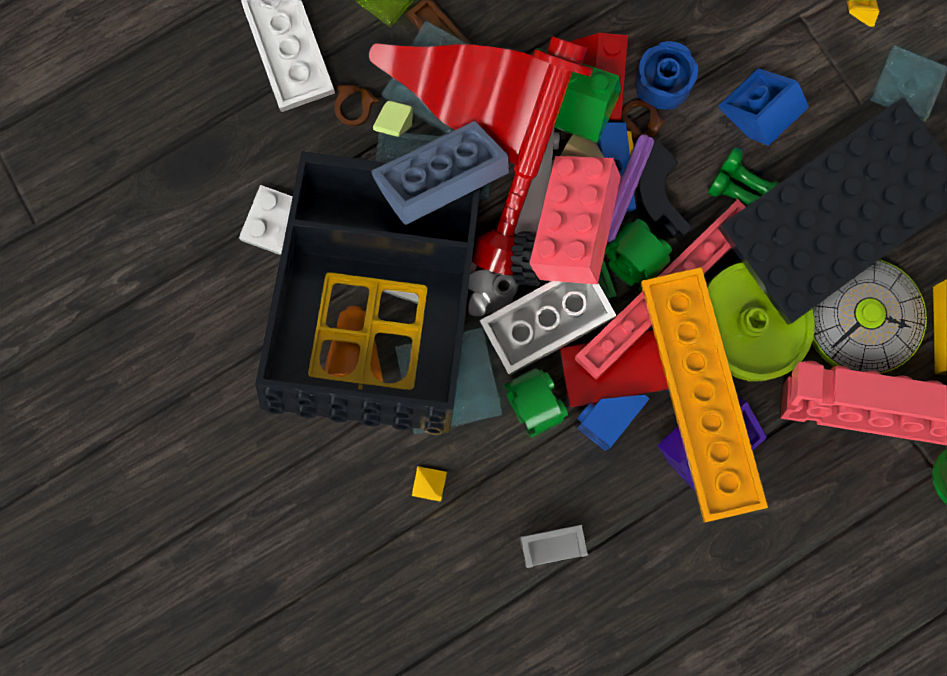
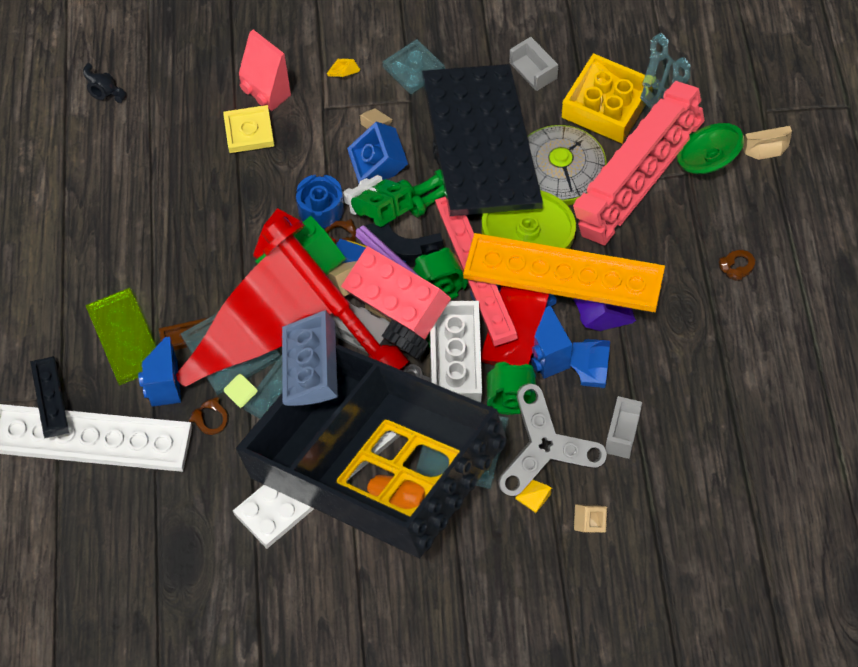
camera: 65 degrees left, 20 degrees down
(368, 24) = (159, 375): none -> blue slope
(430, 558) = (590, 518): none -> tan slope
(492, 488) = (532, 458): none -> light grey piece
(621, 471) = (591, 361): none -> blue slope
(699, 138) = (379, 199): none -> green hips
(812, 79) = (372, 116): none -> tan slope
(825, 589) = (739, 272): none -> reddish brown piece

